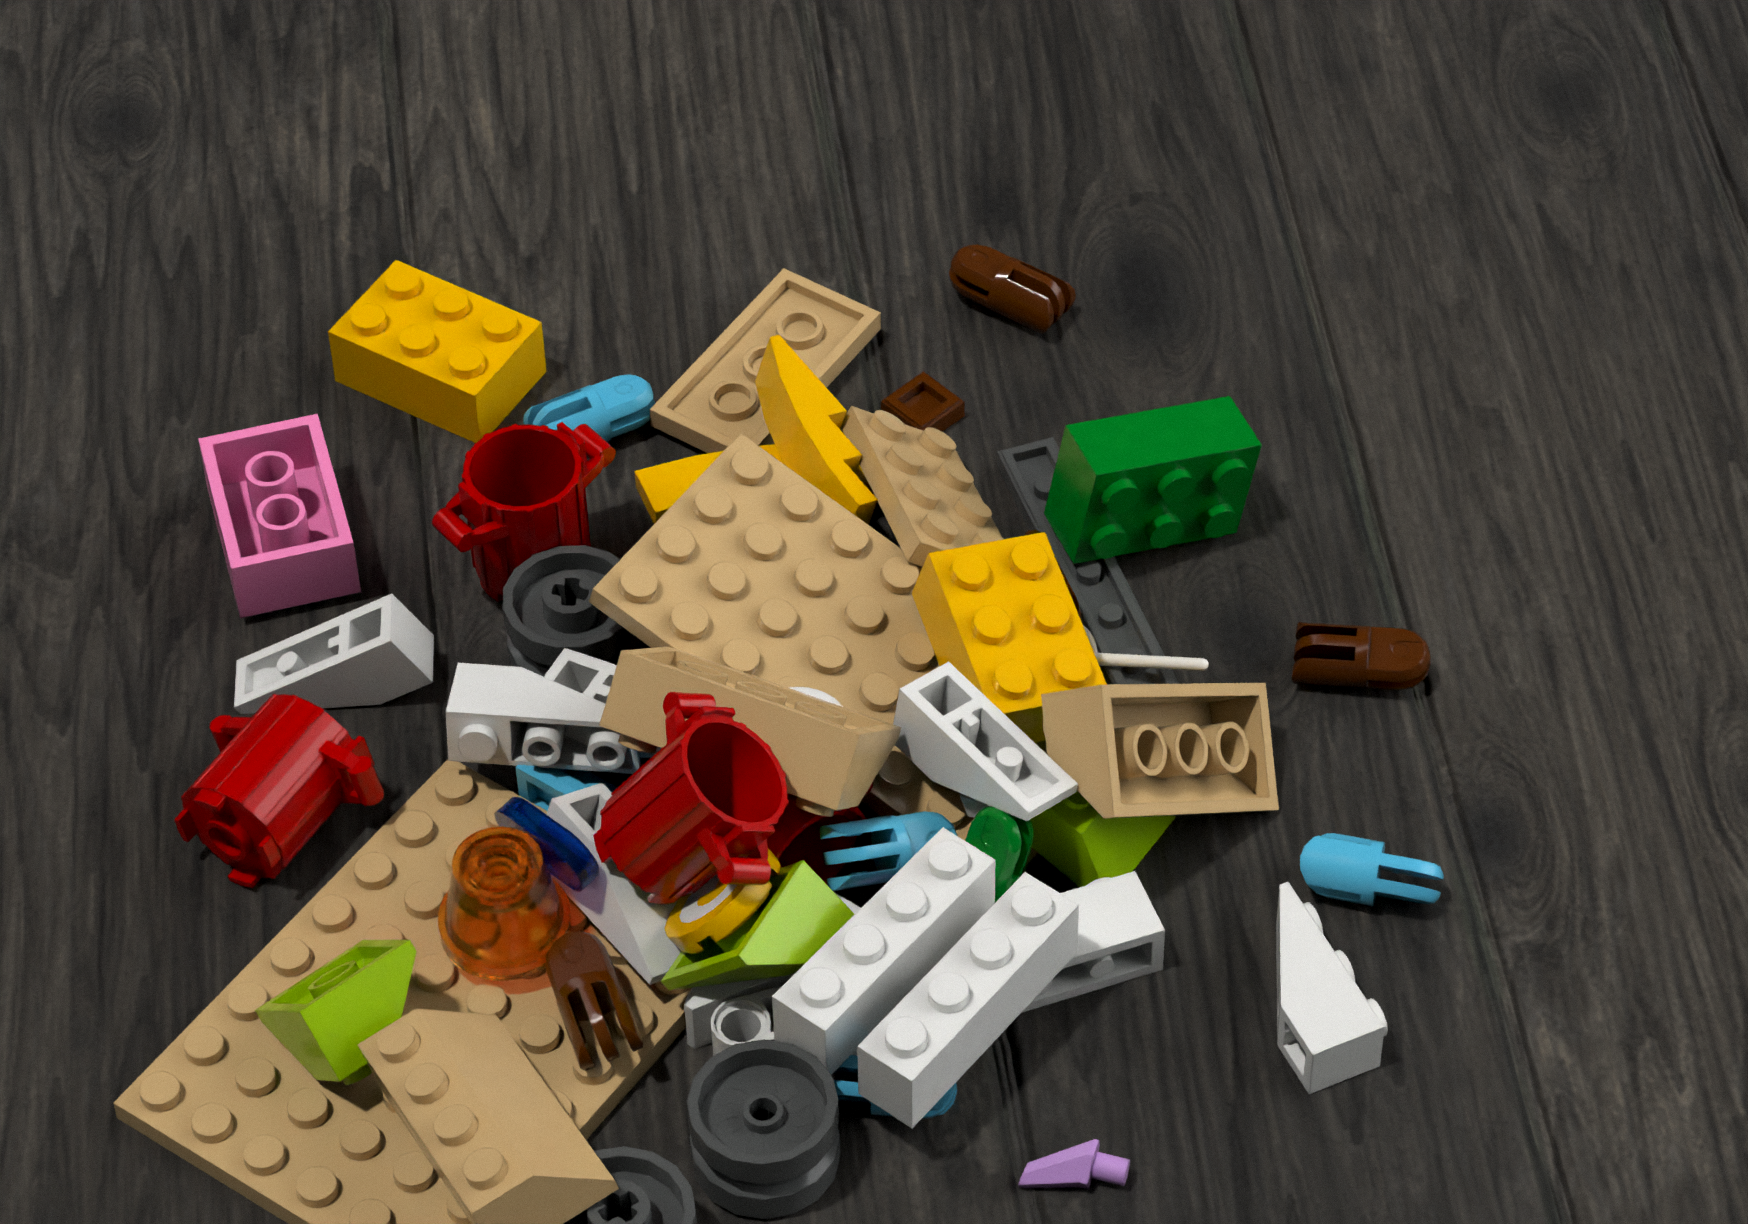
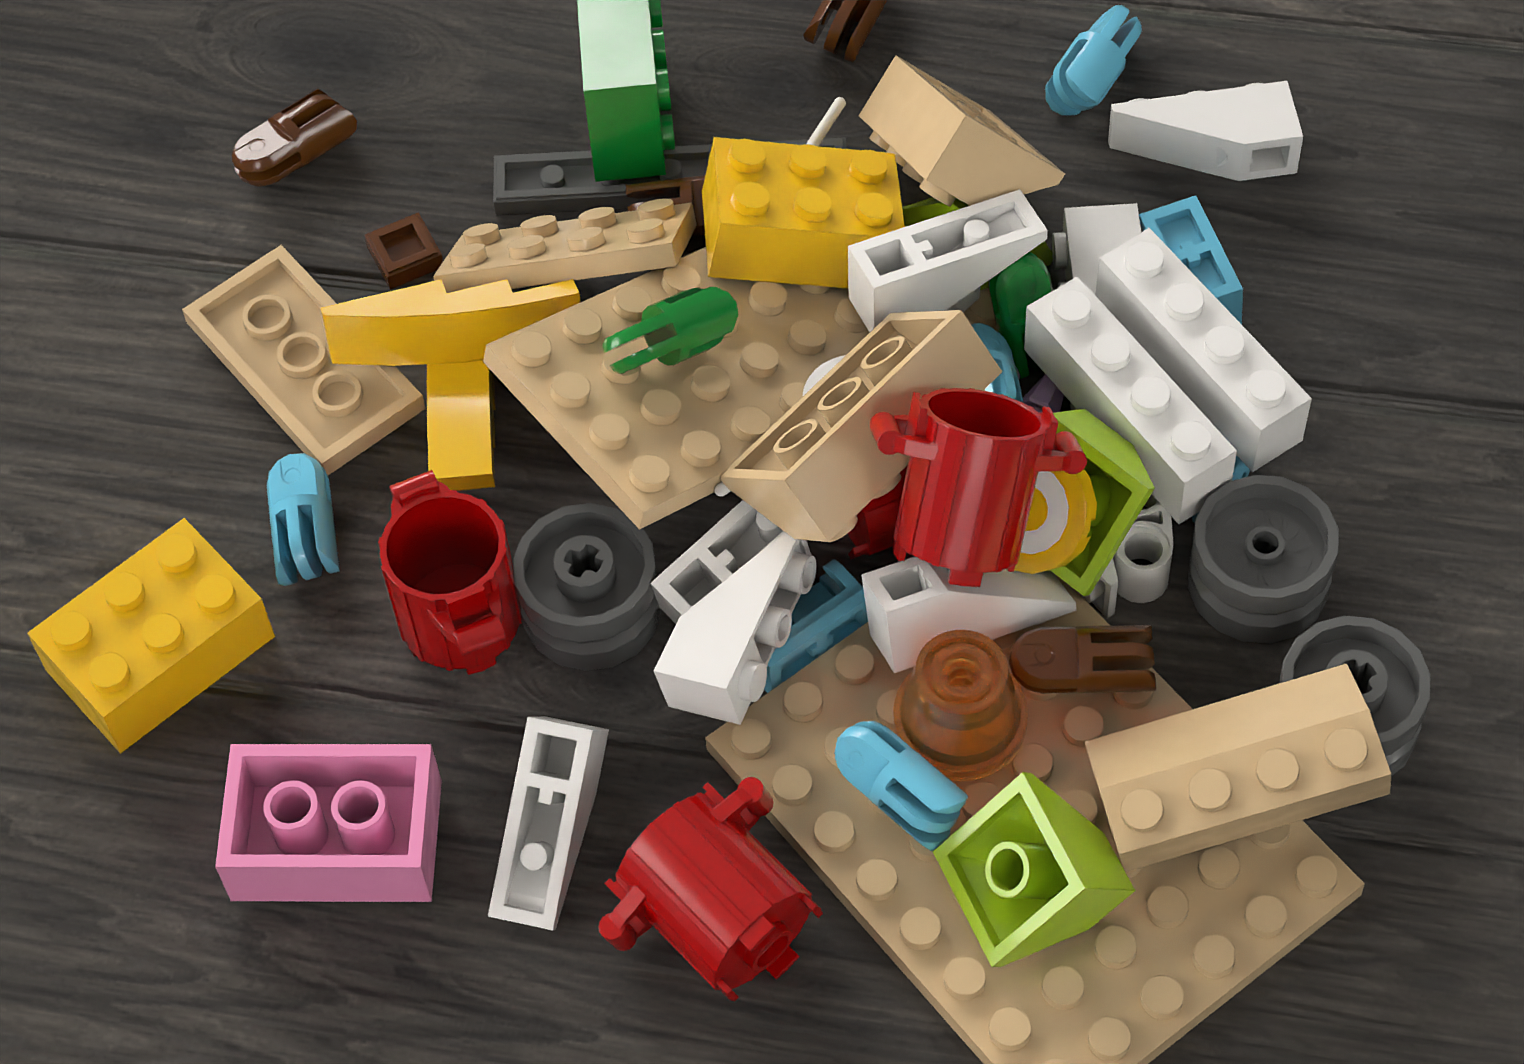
camera: 70 degrees left, 10 degrees up
(409, 893) = (899, 782): none -> medium azure arm
(561, 850) = (900, 647): clear blue tile -> none
(807, 560) = (677, 328): none -> green arm
(1075, 1168) = (1340, 349): lavender bar -> none
(1118, 1007) = (1192, 239): none -> medium azure hinge

